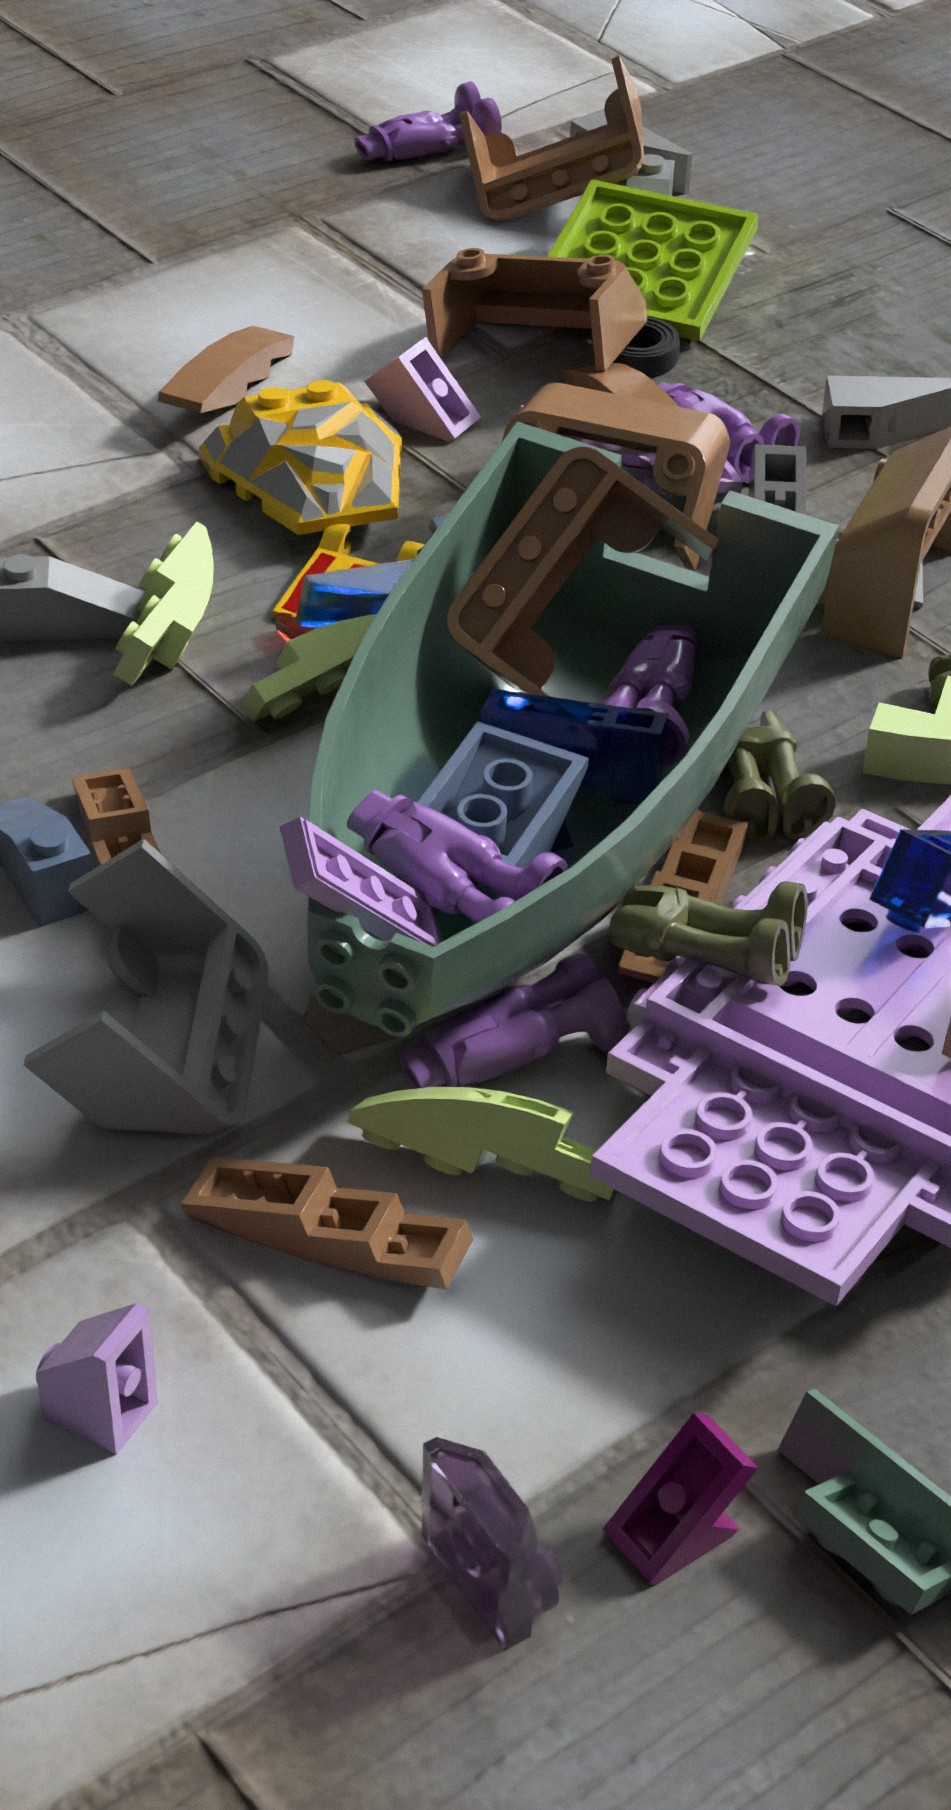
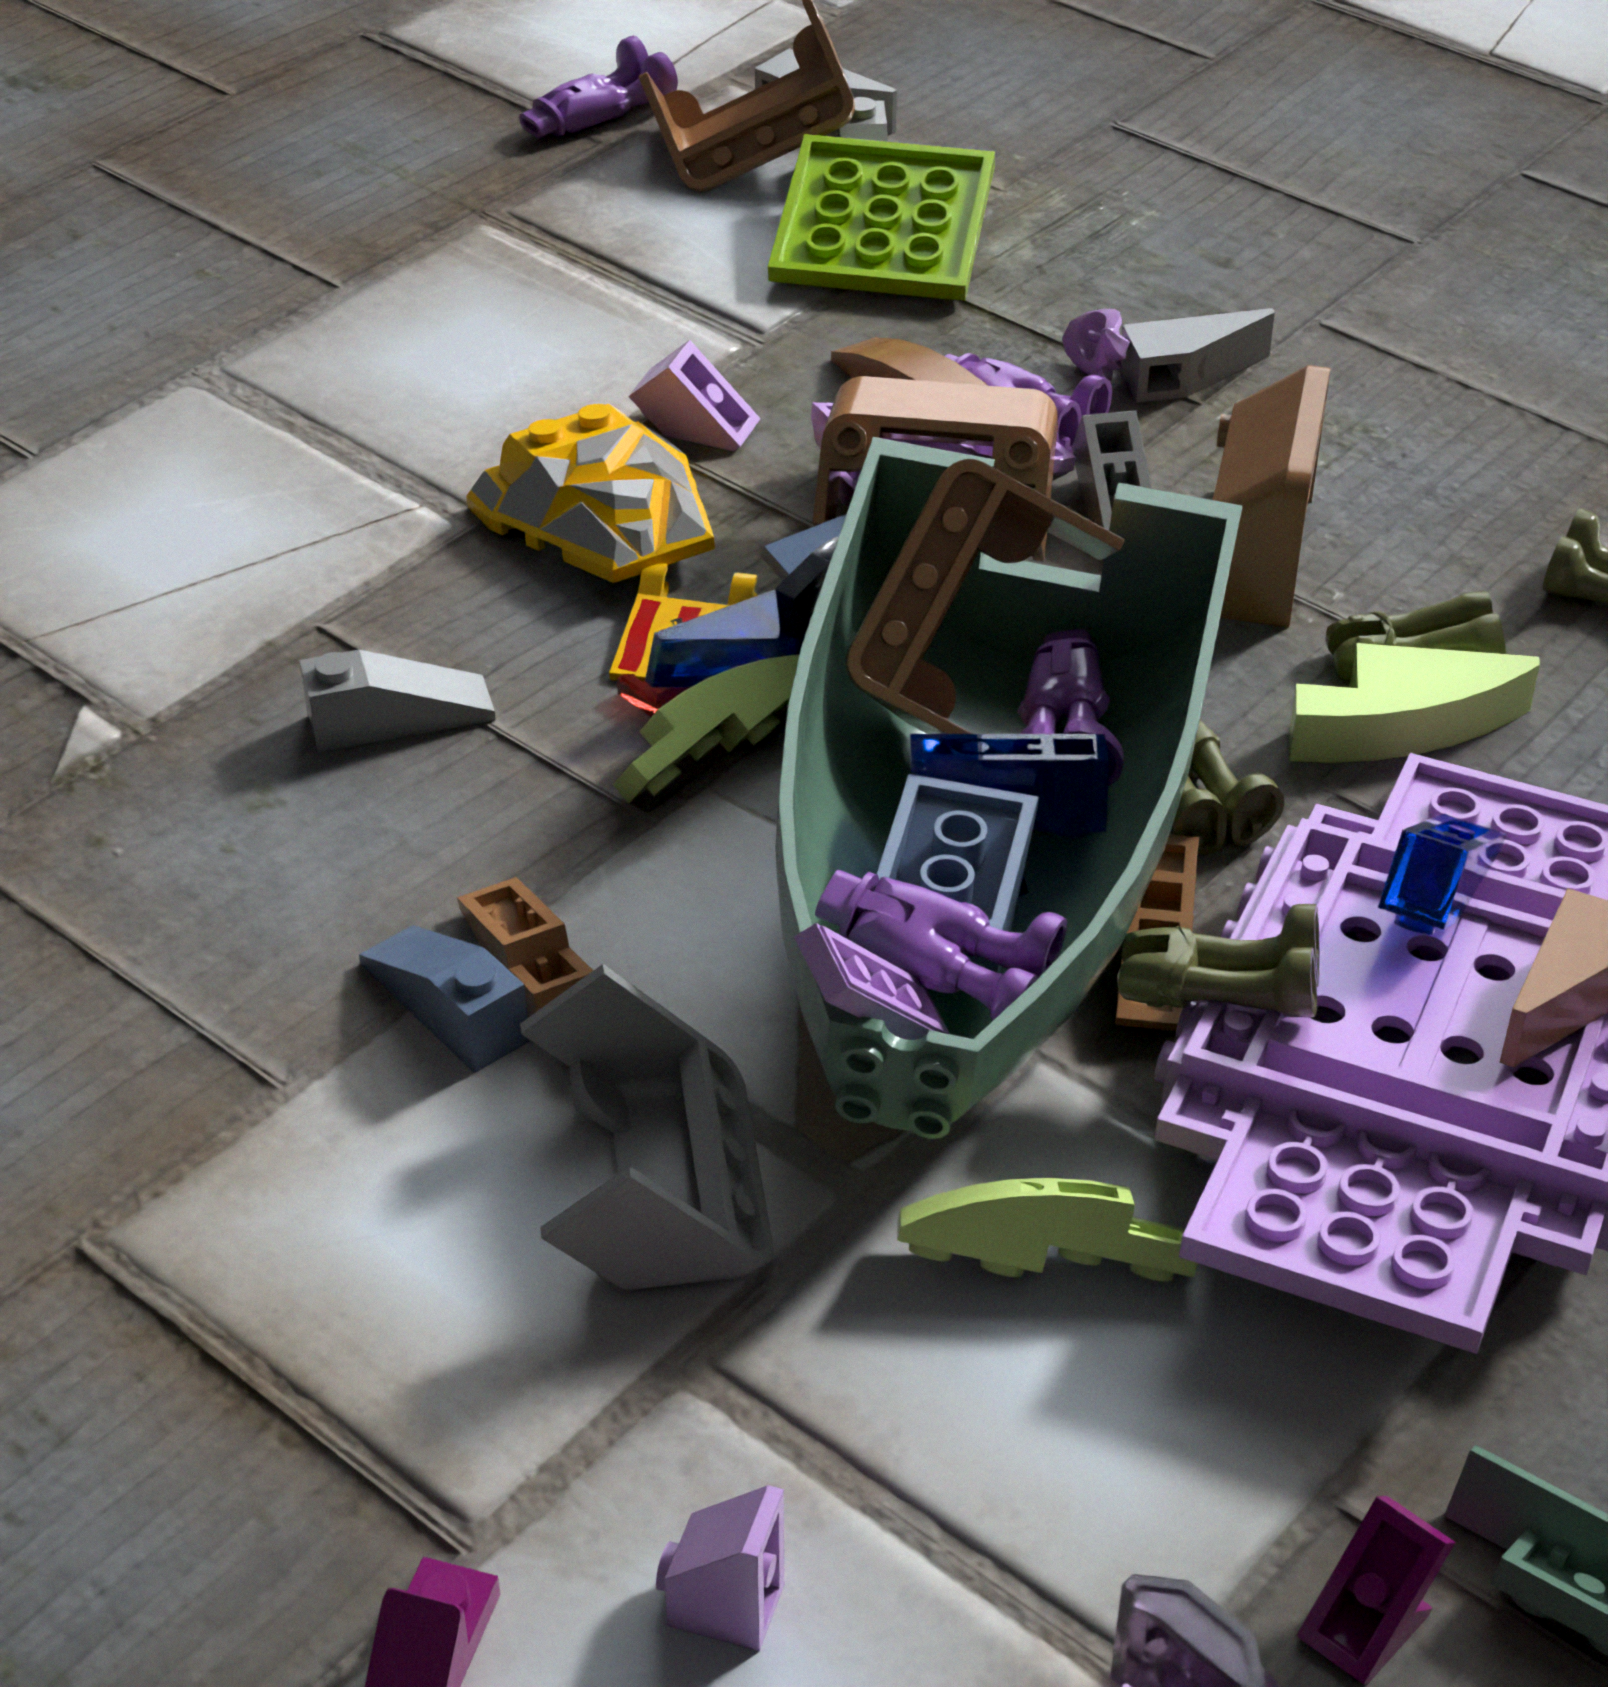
camera: 10 degrees left, 0 degrees up
(171, 607) = (506, 681): yellowish green slope -> none
(224, 369) = (467, 403): medium nougat slope -> none
(311, 1218) = (887, 1353): medium nougat slope -> none
(518, 1028) = (1033, 1111): medium lavender piece -> none
(535, 292) = (789, 271): medium nougat windscreen -> none
(661, 349) = (903, 297): black tyre -> none
(800, 390) = (1096, 342): none -> lavender hat

